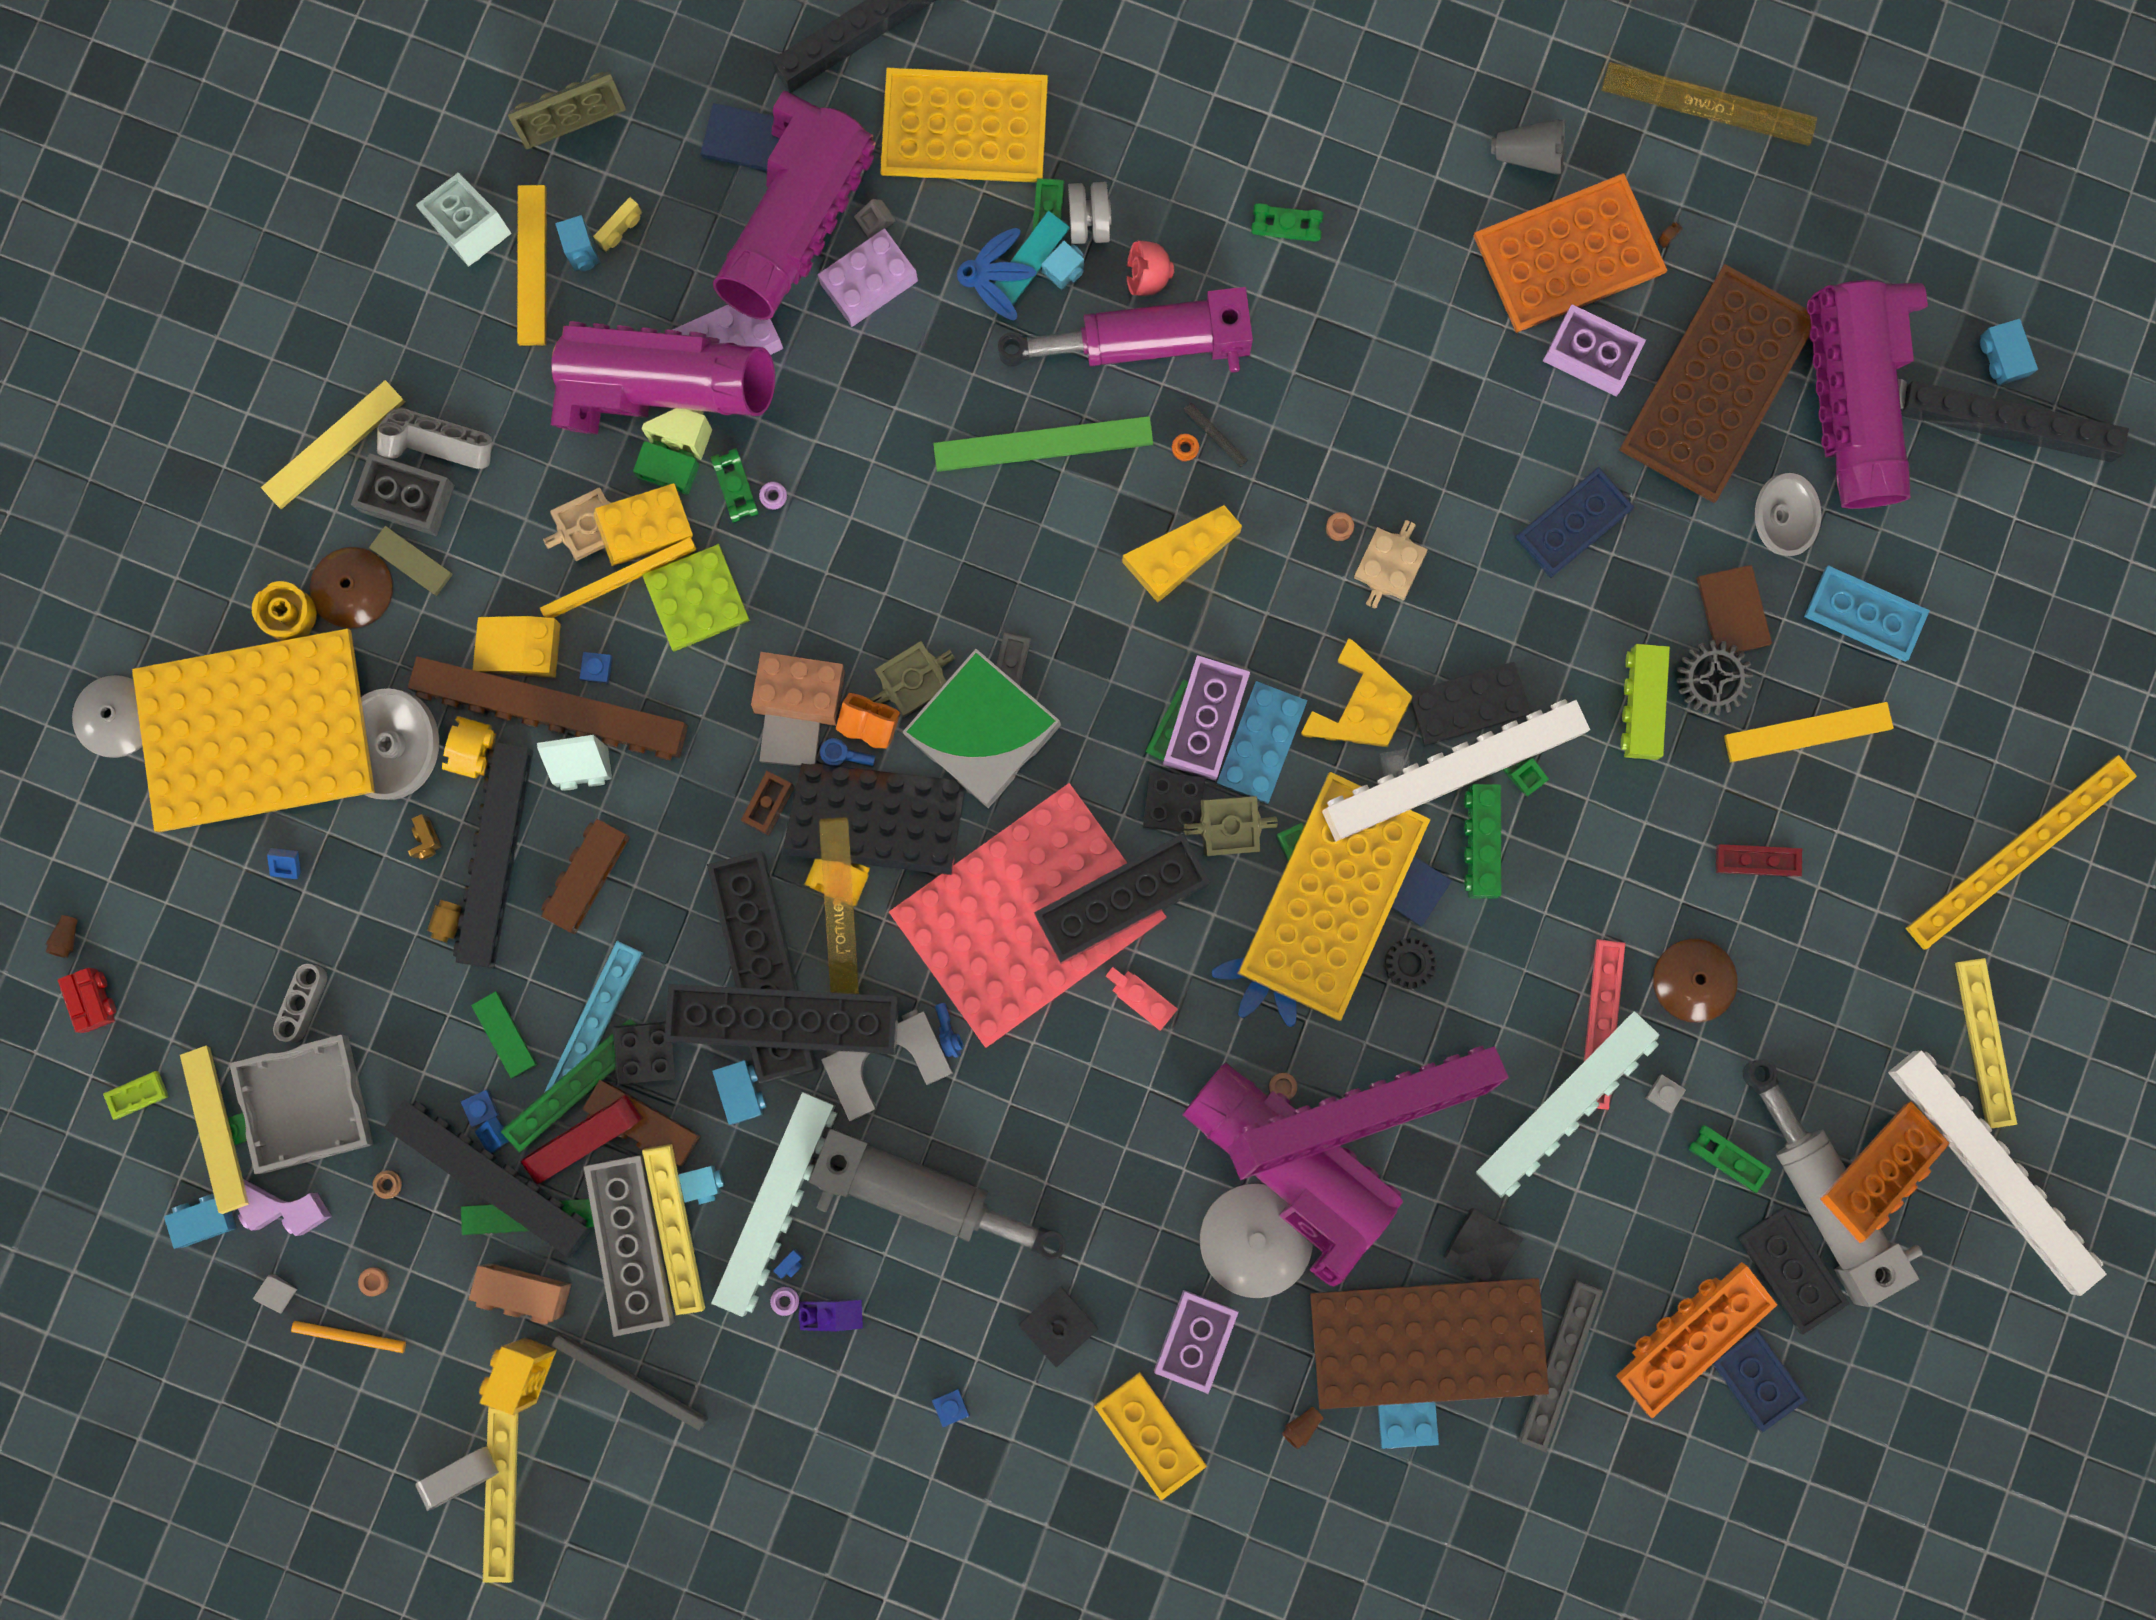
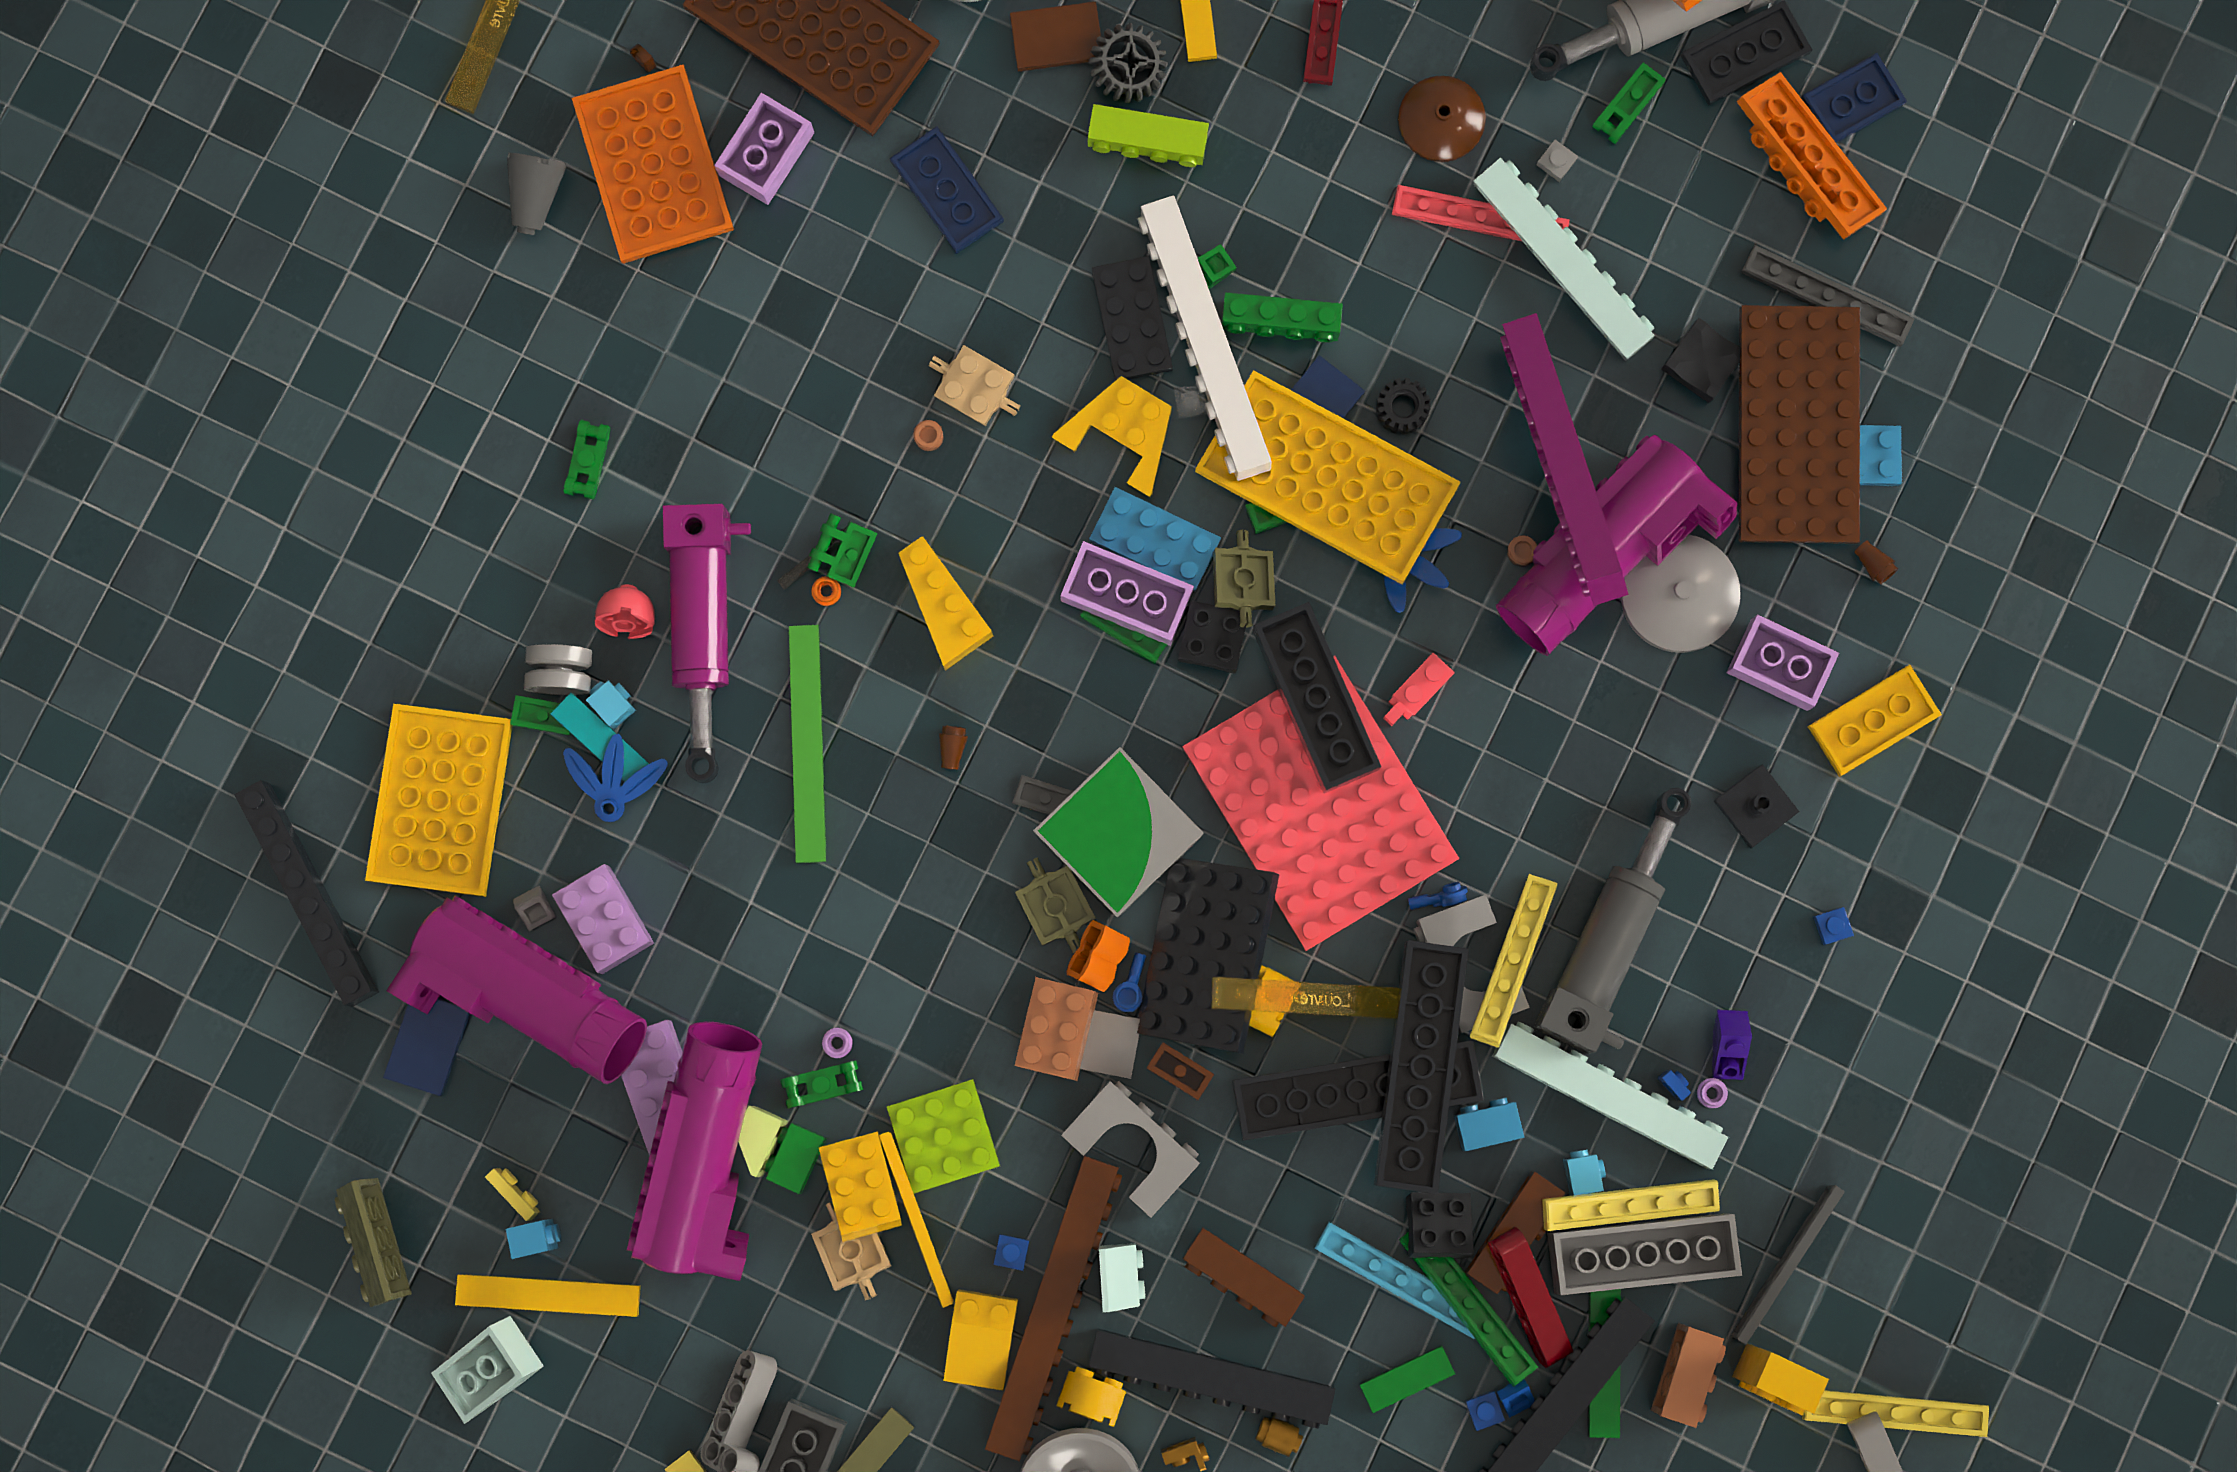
camera: 85 degrees left, 0 degrees up
(731, 749) = (1172, 1161): none -> light grey arch
(892, 1103) = (1513, 960): none -> light yellow tile
(1051, 573) = (952, 746): none -> reddish brown cone
(1219, 464) = (850, 553): none -> green plate

